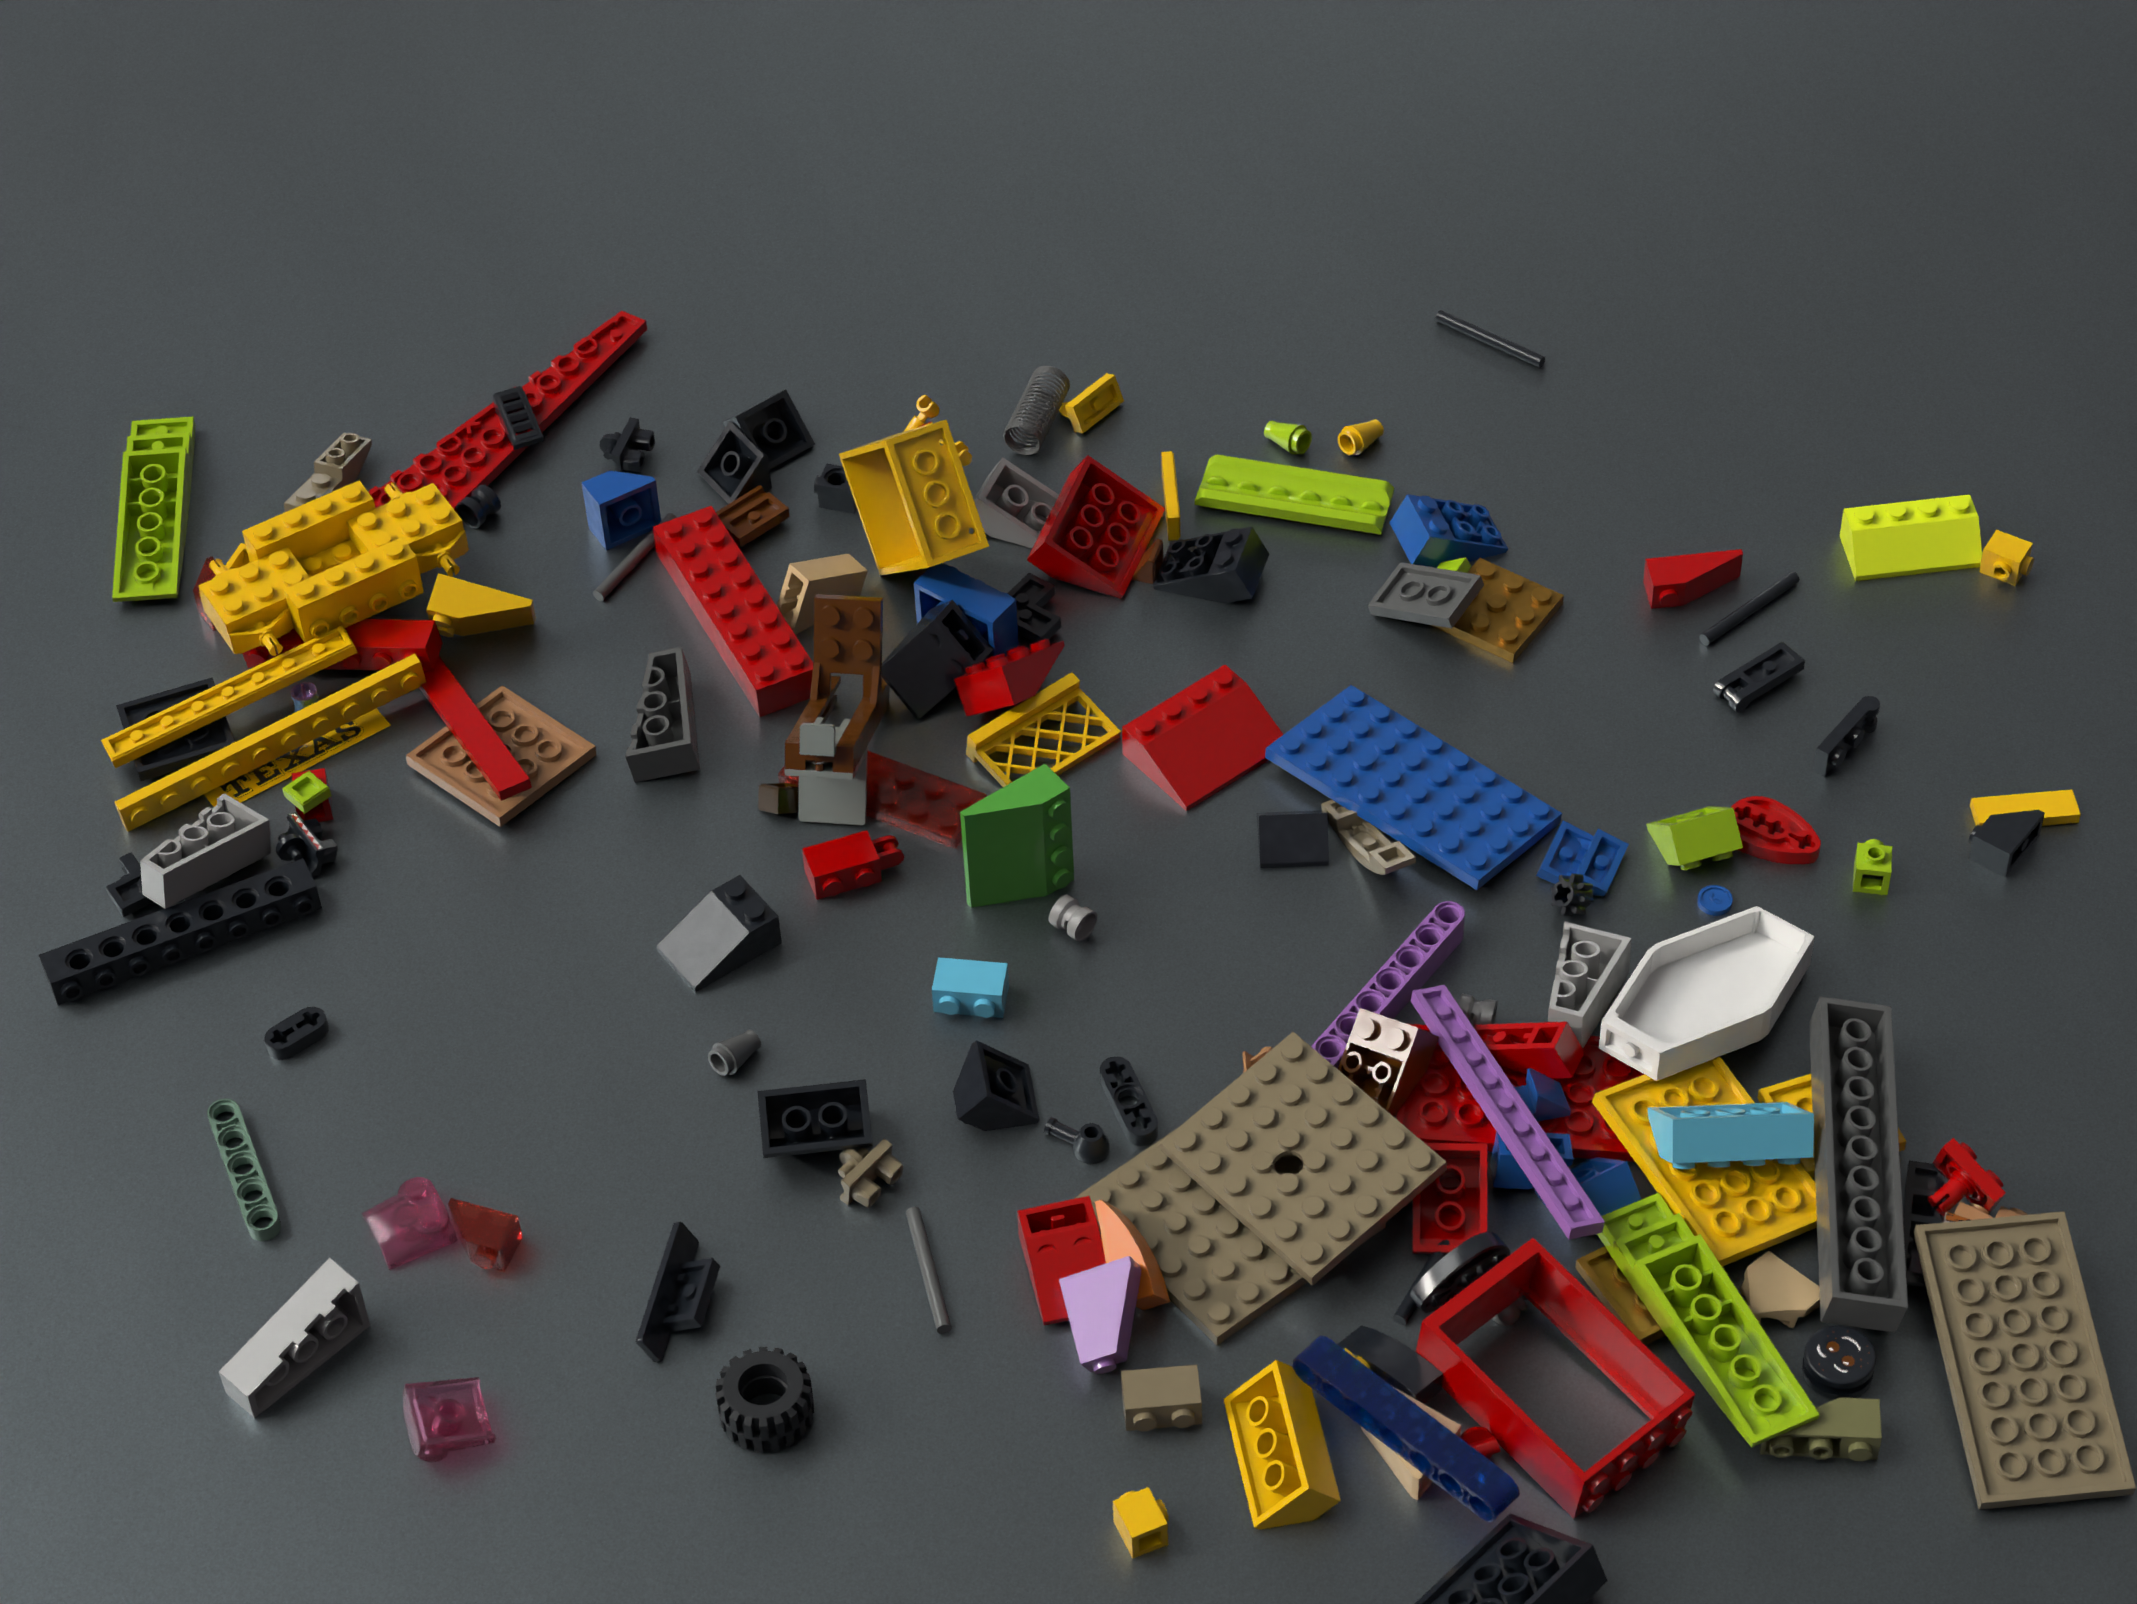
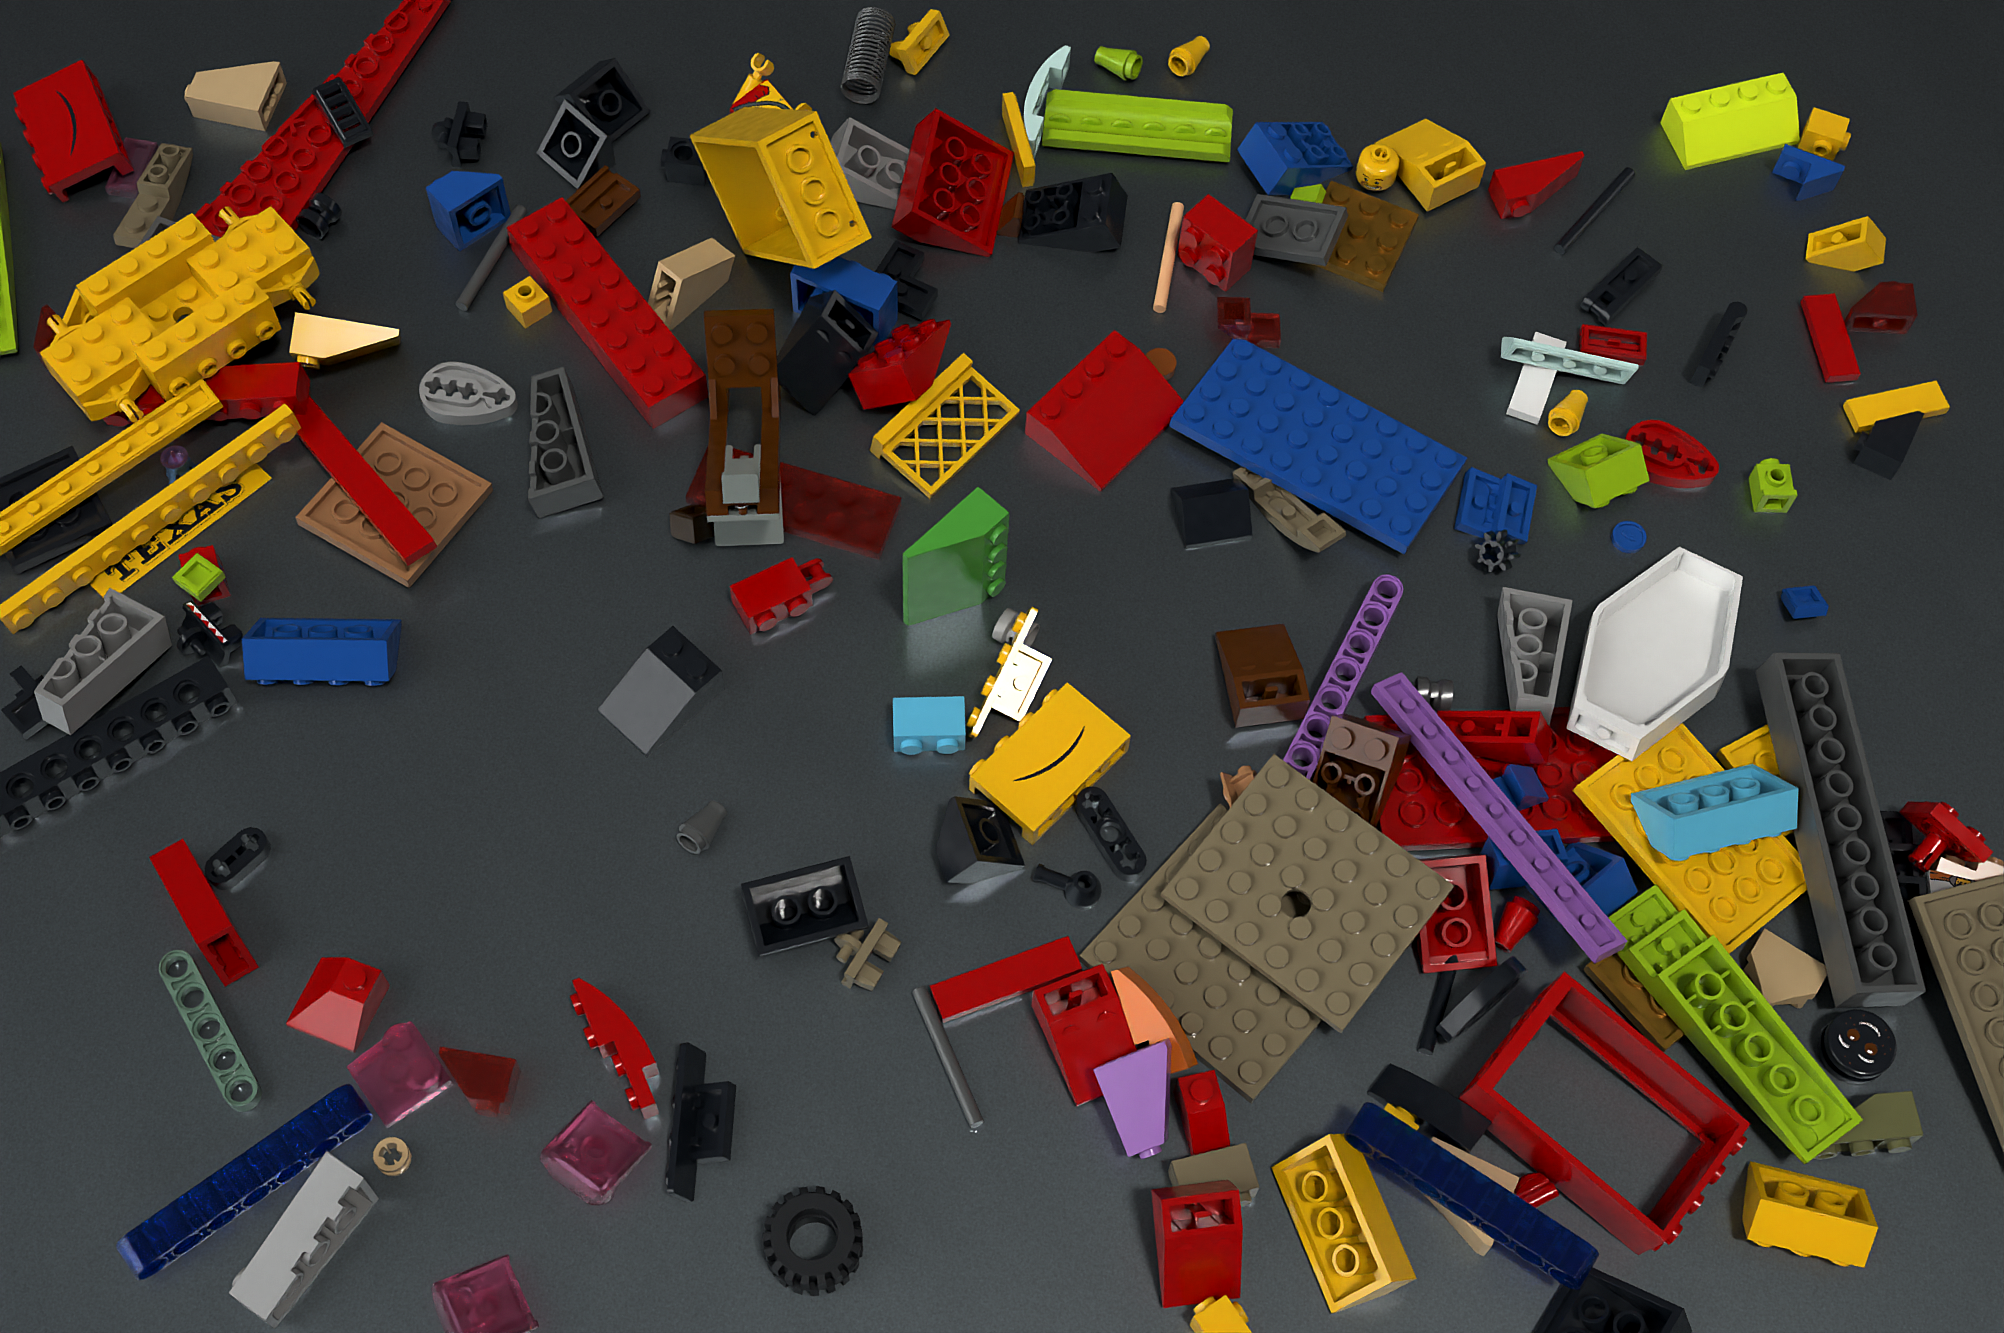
camera: 15 degrees left, 15 degrees up
(245, 1292) = (243, 1182): none -> clear blue beam
(257, 1071) = (203, 912): none -> red slope
(261, 412) = (70, 128): none -> red panel
(311, 447) = (140, 155): none -> clear pink tile
(368, 1158) = (339, 1001): none -> red slope
(386, 1280) = (385, 1146): none -> tan bush
(407, 869) = (321, 650): none -> blue slope
(423, 398) = (237, 94): none -> tan slope
(573, 1307) = (593, 1155): none -> clear pink slope
(587, 670) = (466, 378): none -> light grey piece
(618, 1218) = (615, 1033): none -> red slope
(661, 596) = (527, 302): none -> yellow plate
(988, 1212) = (1005, 979): none -> red tile
(1060, 957) = (1016, 679): none -> bracket
(1080, 1029) = (1049, 761): none -> yellow panel
(1130, 1439) = (1198, 1242): none -> red slope
(1162, 1333) = (1202, 1112): none -> red slope
(1214, 441) = (1049, 75): none -> light aqua slope
(1273, 702) = (1163, 360): none -> dark orange tile
(1300, 613) = (1168, 257): none -> light nougat bar
(1307, 980) = (1262, 675): none -> reddish brown slope
(1346, 599) = (1217, 242): none -> red brick
(1351, 669) = (1238, 322): none -> clear red slope
(1515, 1217) = (1516, 921): none -> red cone
(1528, 548) = (1377, 167): none -> yellow head
(1587, 551) = (1435, 163): none -> yellow slope
(1651, 751) = (1533, 386): none -> white tile
(1674, 784) = (1568, 413): none -> yellow cone
(1683, 734) = (1567, 360): none -> light aqua slope
(1737, 731) = (1613, 347): none -> red tile
(1749, 1500) = (1808, 1215): none -> yellow slope
(1881, 972) = (1804, 602): none -> blue tile
(1970, 742) = (1830, 338): none -> red tile
(1984, 591) = (1814, 172): none -> blue slope
(2007, 659) = (1847, 245): none -> yellow slope
(2027, 720) = (1885, 309): none -> clear red slope

